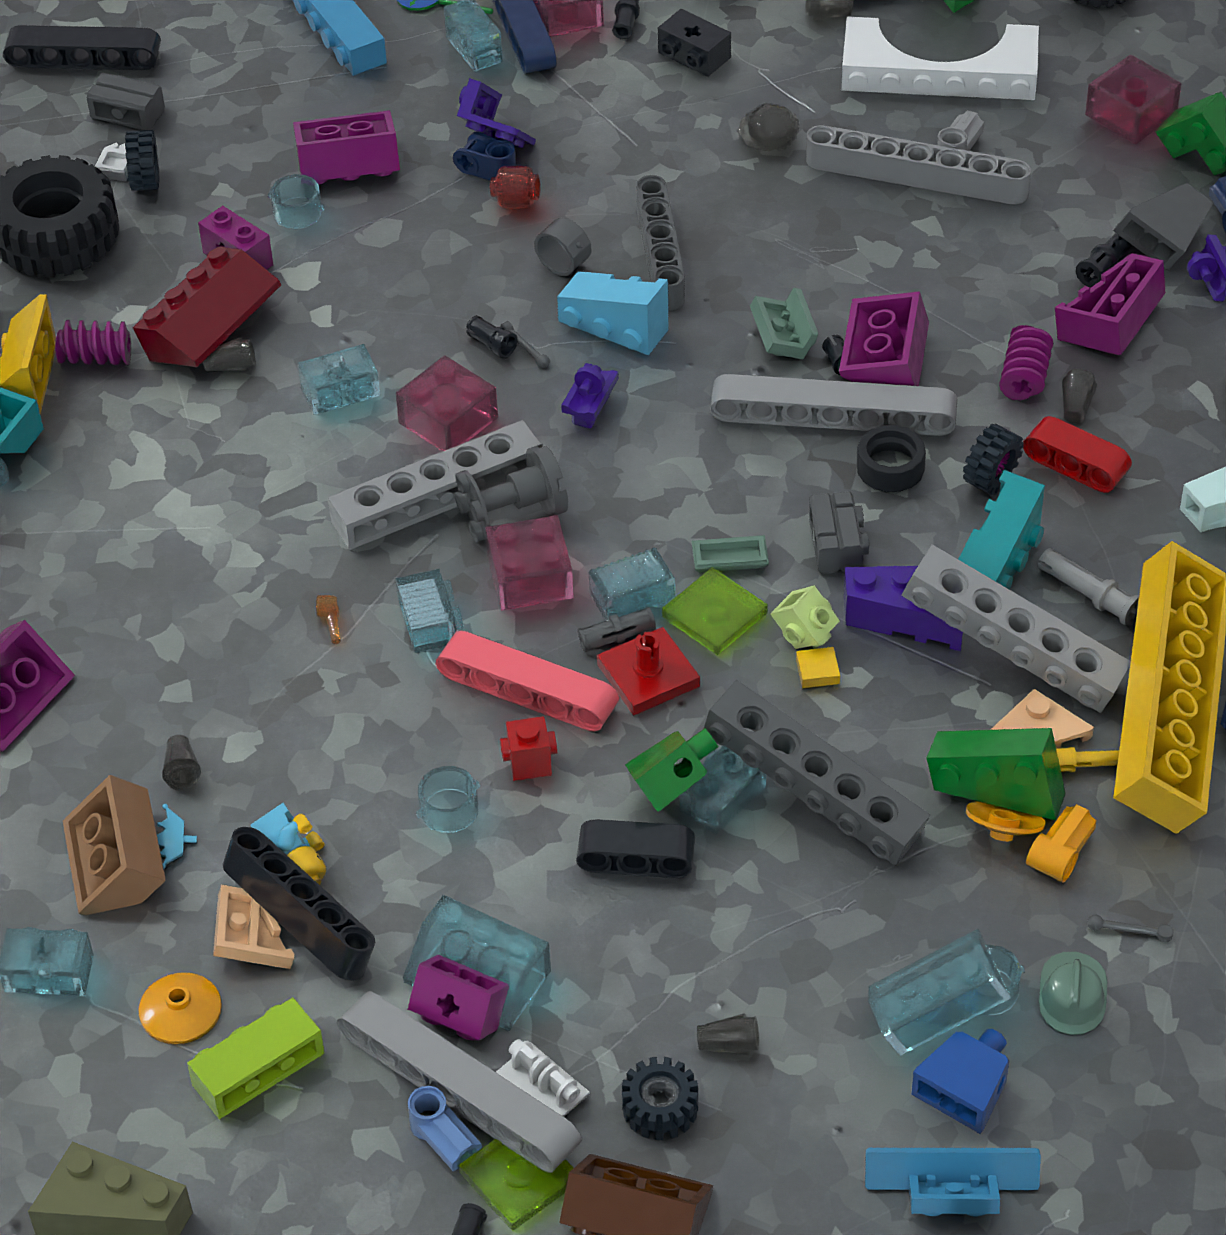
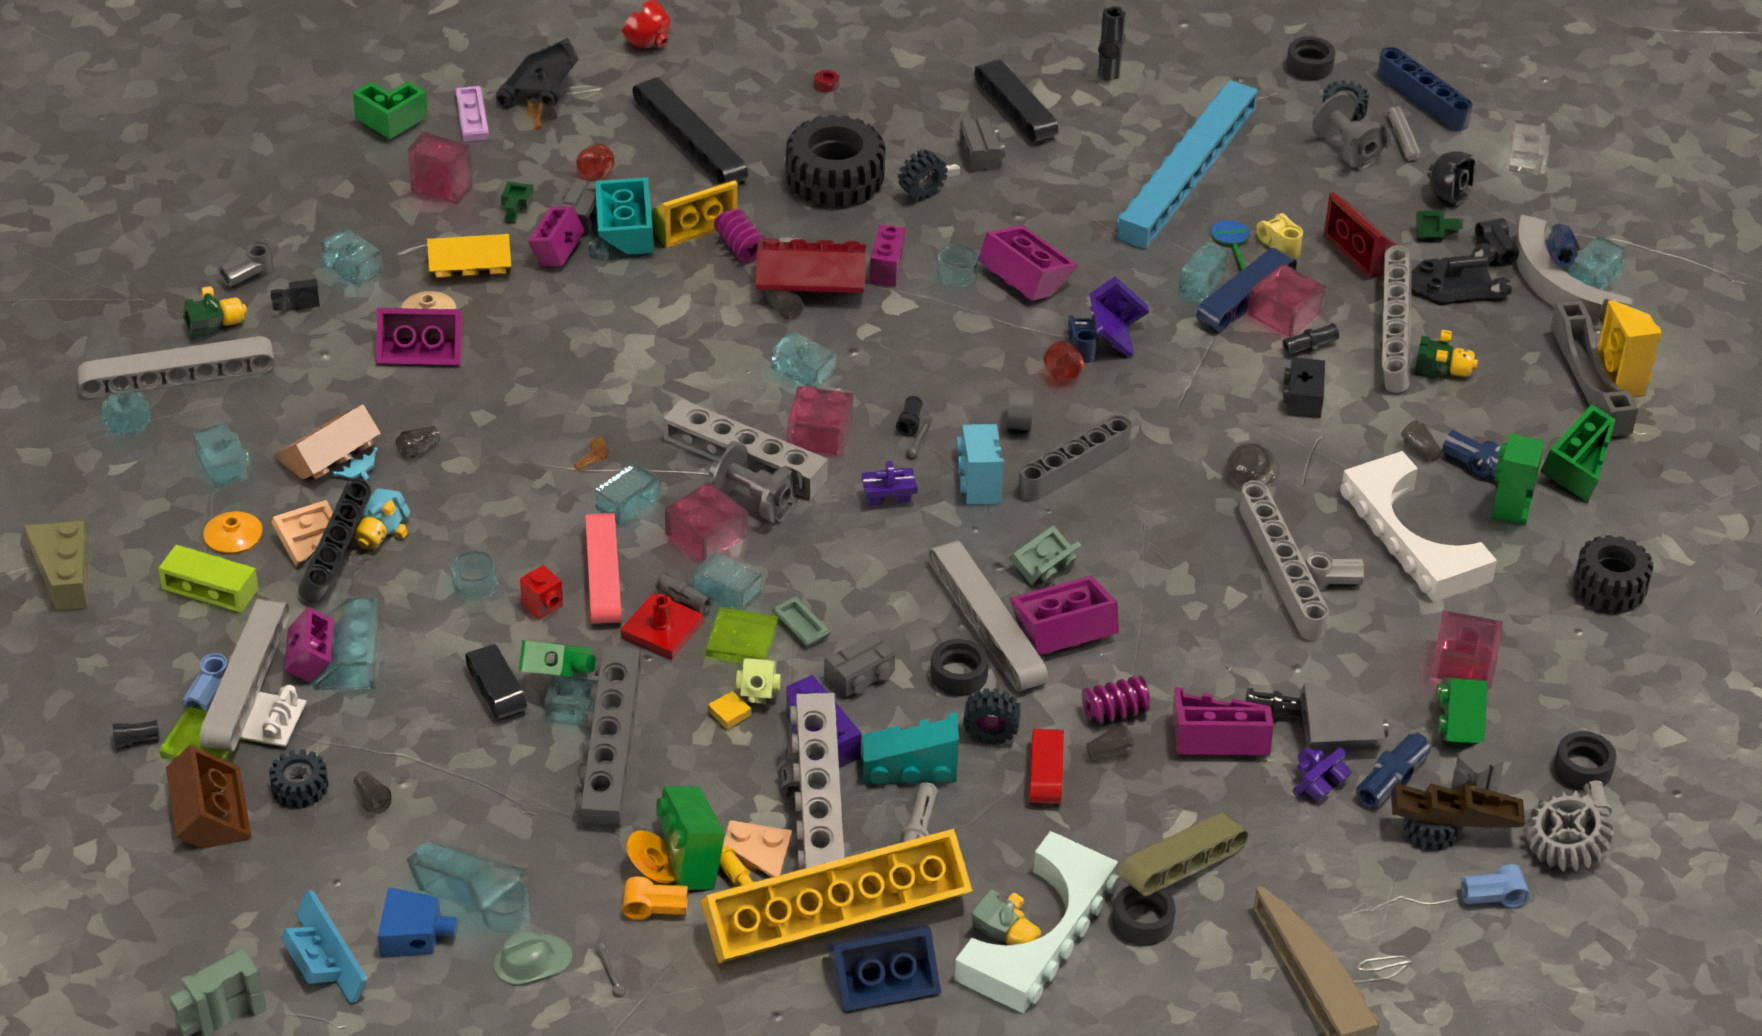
camera: 55 degrees right, 5 degrees down
(975, 654) = (788, 785): none -> dark grey bush

